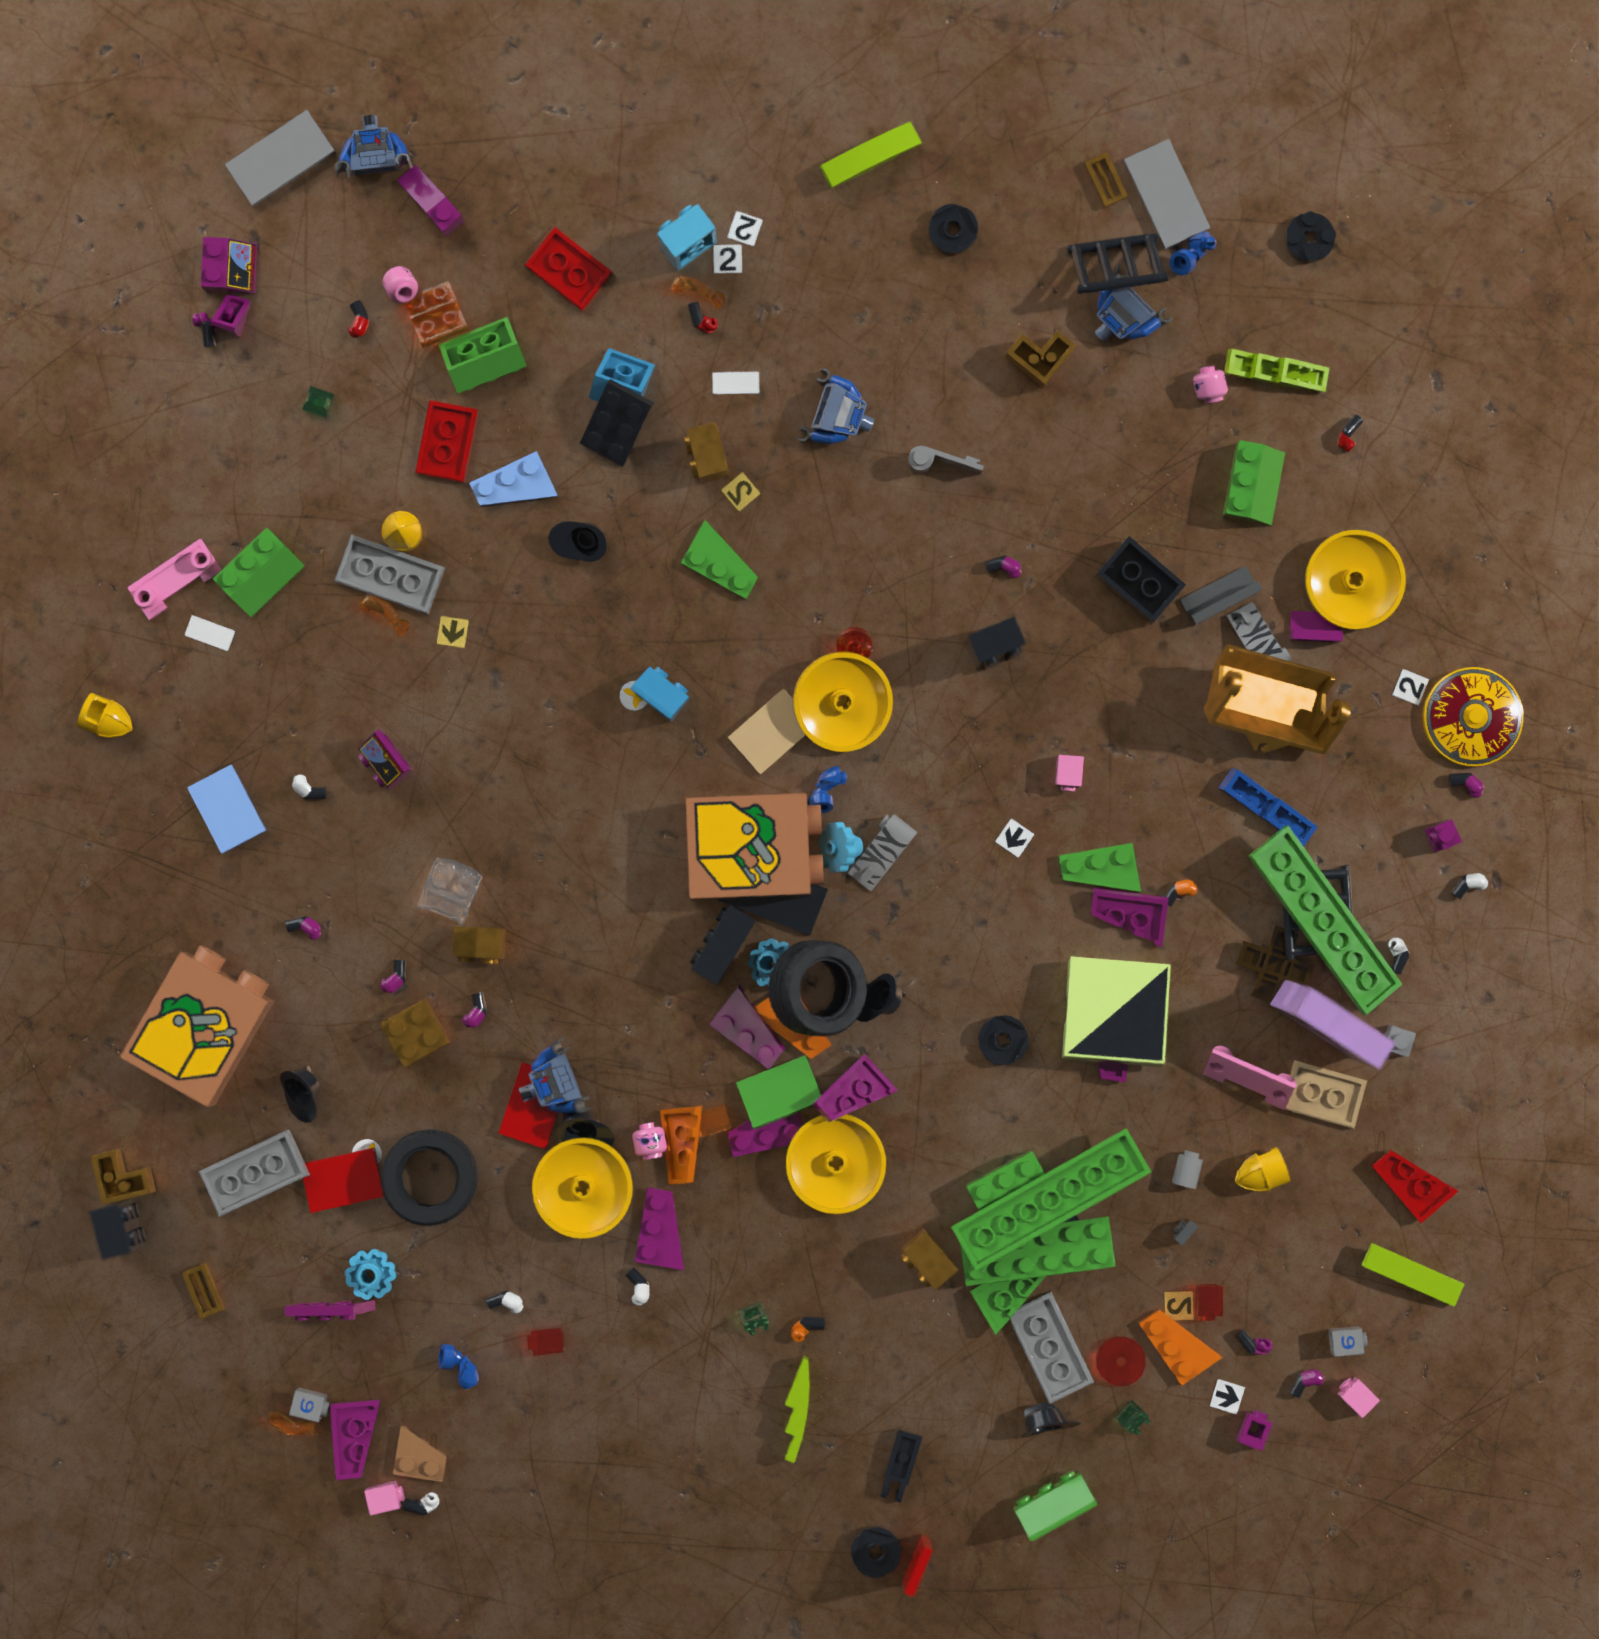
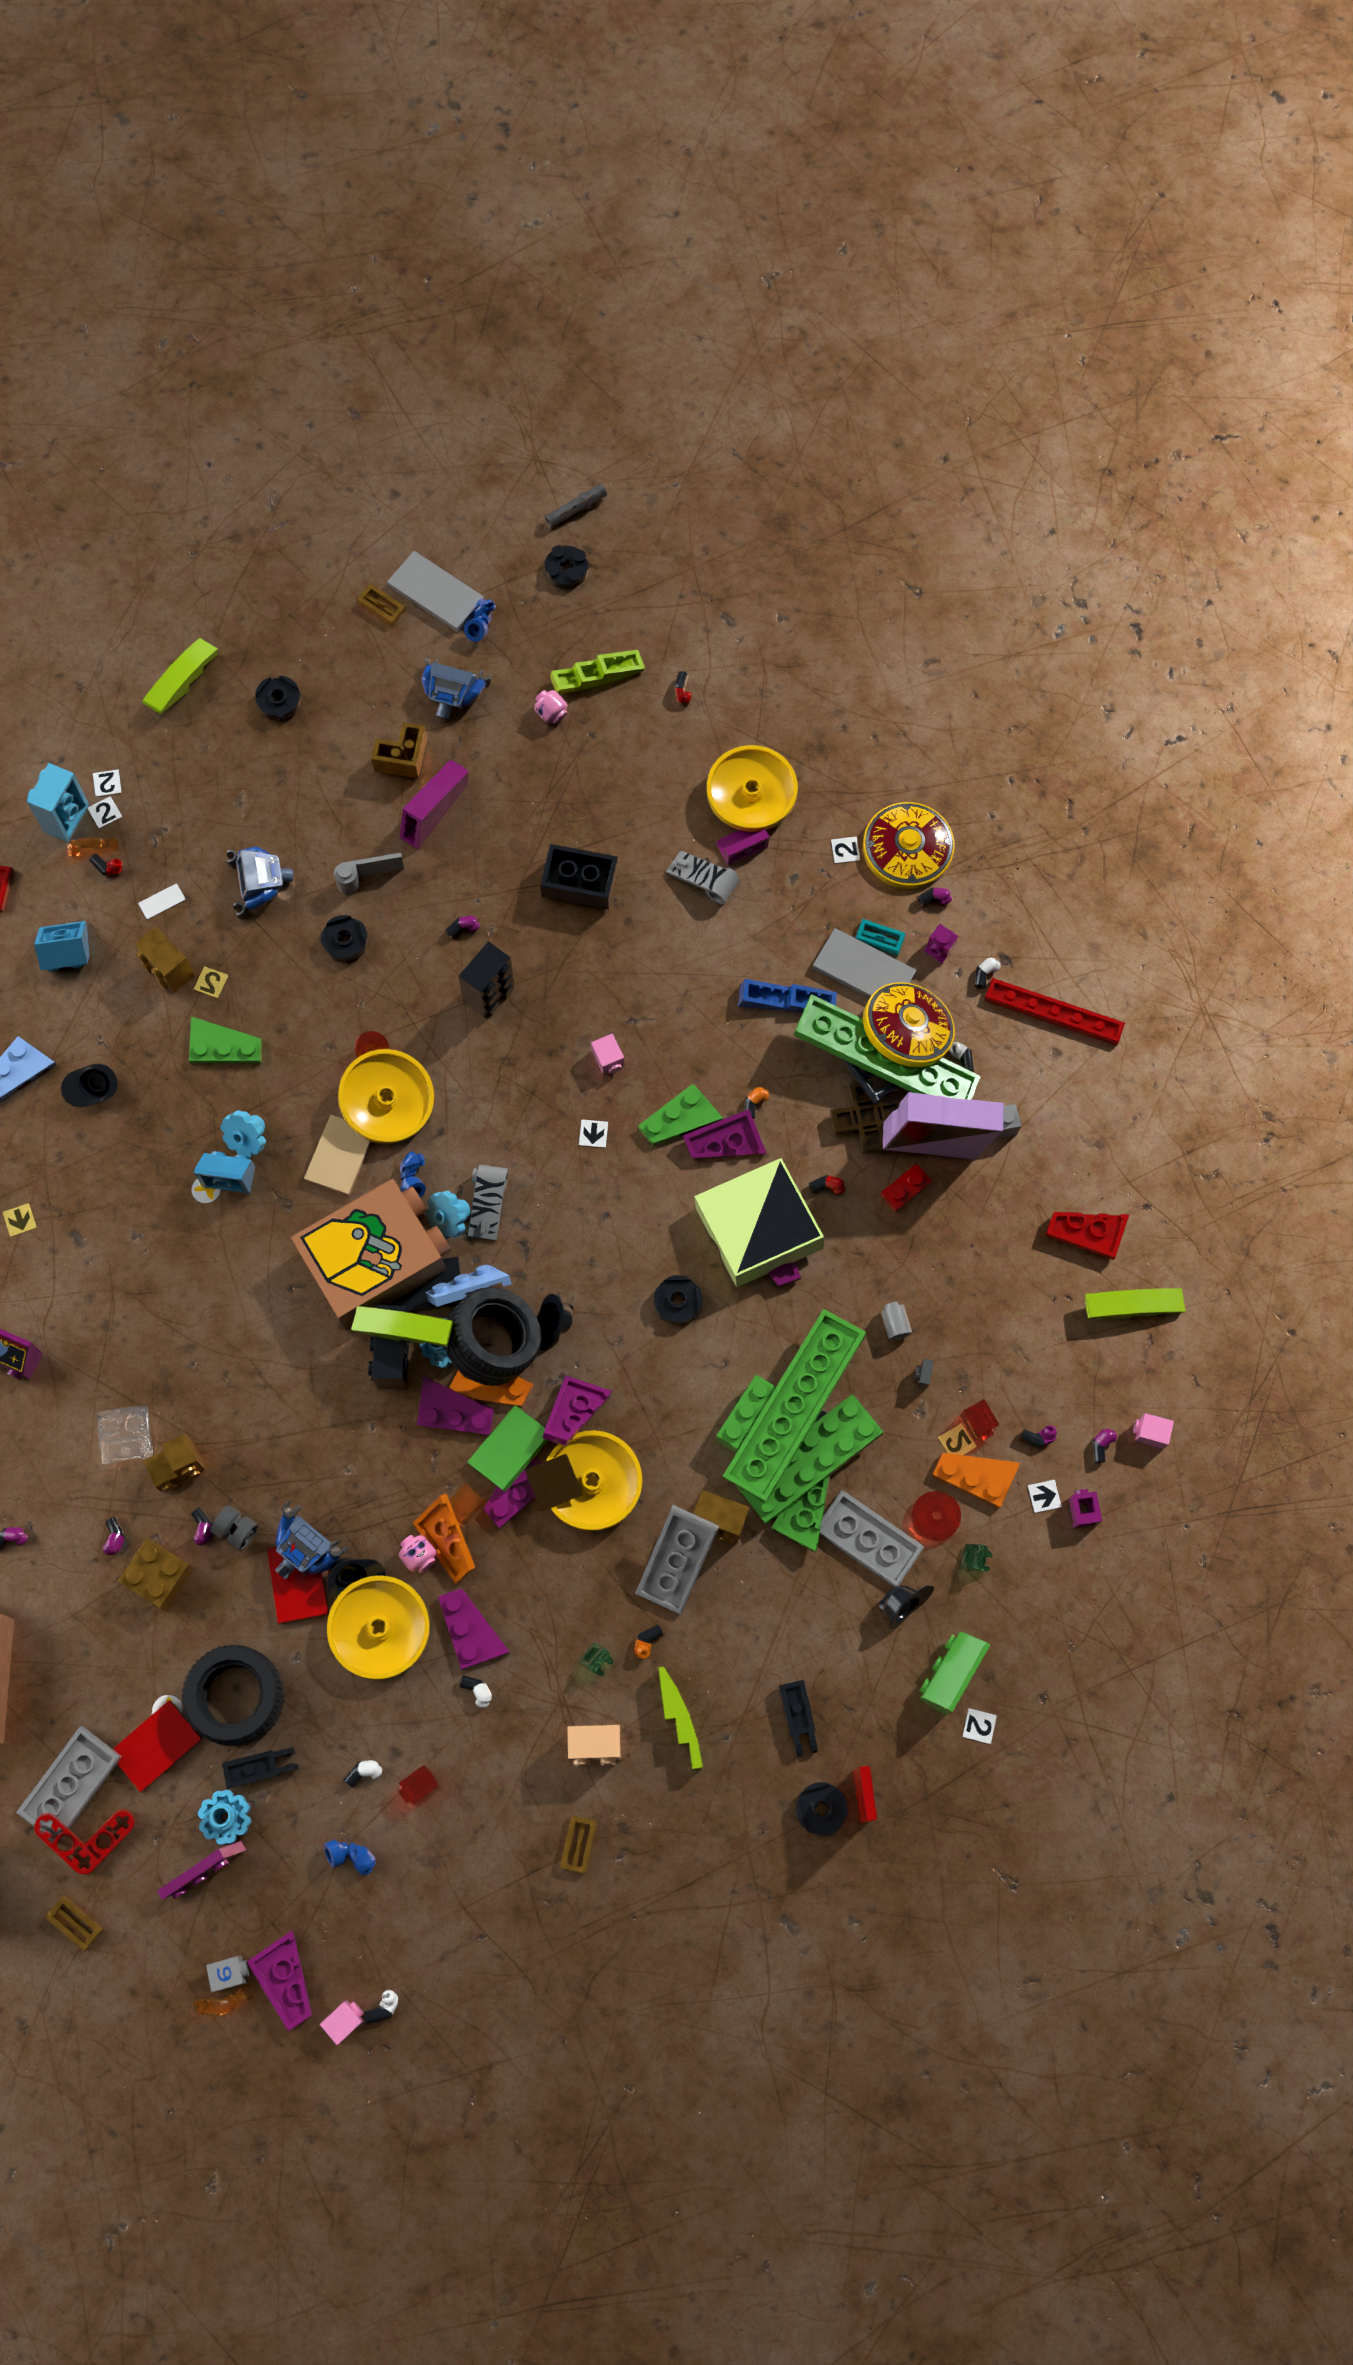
camera: 30 degrees left, 15 degrees down
(245, 1236) = (89, 1847): none -> red beam
(300, 1092) = (75, 1685): black piece -> none
(418, 1247) = (256, 1768): none -> black hinge
(418, 1458) = (356, 1966): medium nougat wing -> none
(498, 1021) = (226, 1524): none -> dark grey wheel
(616, 422) = (74, 975): black plate -> none
(669, 1447) = (574, 1867): none -> pearl gold tile
(695, 666) = (244, 1133): none -> medium azure plant
(713, 1392) = (594, 1744): none -> light nougat piece
(741, 940) = (402, 1326): none -> lime slope
(801, 1147) = (553, 1482): none -> dark brown sticker
(830, 925) = (462, 1284): none -> light blue wing
(870, 1276) = (677, 1559): none -> light grey tile
(898, 510) = (344, 951): none -> black plate
(1043, 426) = (432, 803): none -> magenta slope
(1051, 1558) = (979, 1726): none -> white sticker
(1109, 282) = (424, 641): black bar -> none
(1203, 1006) = (828, 1181): none -> arm
(1220, 595) = (652, 859): dark grey panel -> none
(1225, 1066) = (901, 1213): bright pink brick -> none
(1253, 483) = (627, 761): bright green slope -> none
(1263, 1172) = (960, 1285): yellow helmet -> none
(1271, 1050) = (906, 1188): none -> red plate
(1274, 701) = (742, 906): pearl gold piece -> none
(1326, 1094) = (971, 1199): tan tile -> none
(1347, 1341) = (1115, 1389): light grey brick -> none
(1356, 175) = (597, 493): none -> flat silver pin
(1357, 818) = (860, 964): none -> light grey tile
(1363, 901) = (908, 1024): none -> dish
(1404, 811) = (879, 945): none -> teal tile
(1510, 958) = (1054, 1011): none -> red tile

